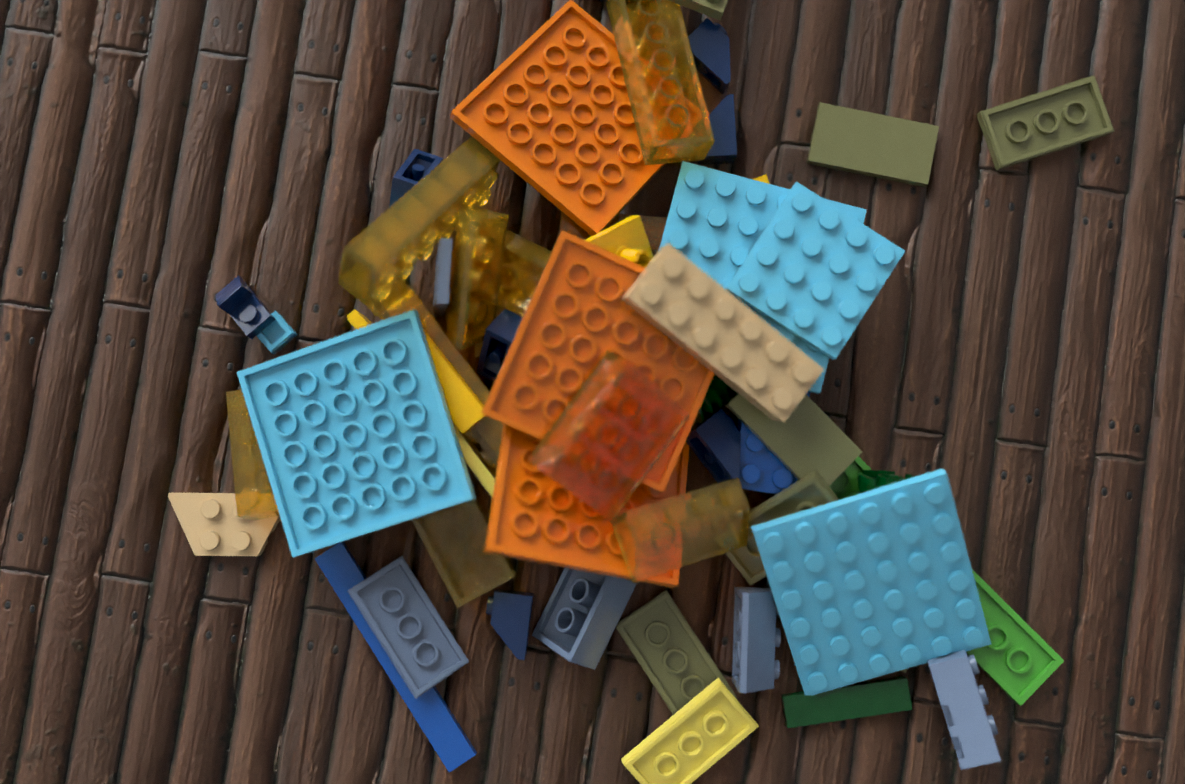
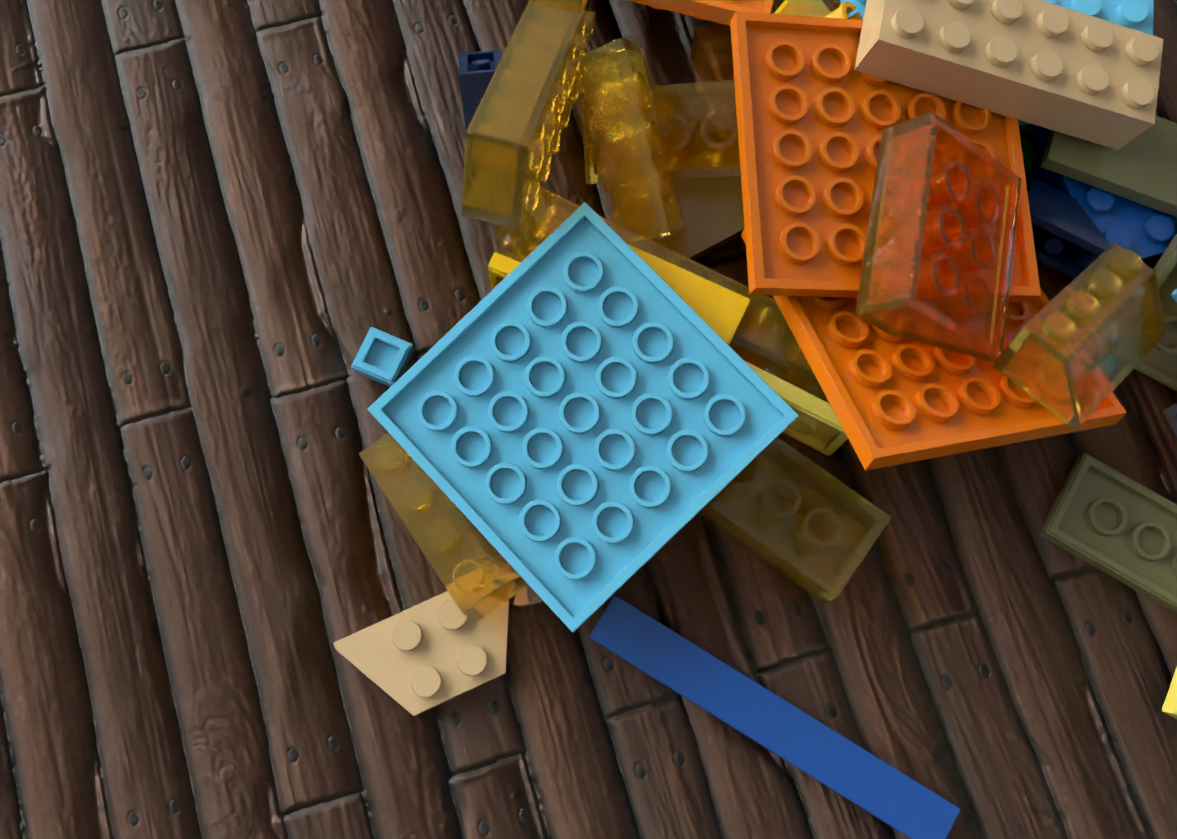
camera: 30 degrees left, 10 degrees down
(244, 307) = (327, 338): dark blue slope -> none
(408, 627) = (771, 670): sand blue tile -> none
(442, 277) = (588, 159): sand blue tile -> none
(496, 344) = (710, 222): dark blue slope -> none
(511, 618) = (909, 588): dark blue slope -> none
(583, 615) = (995, 528): sand blue slope -> none

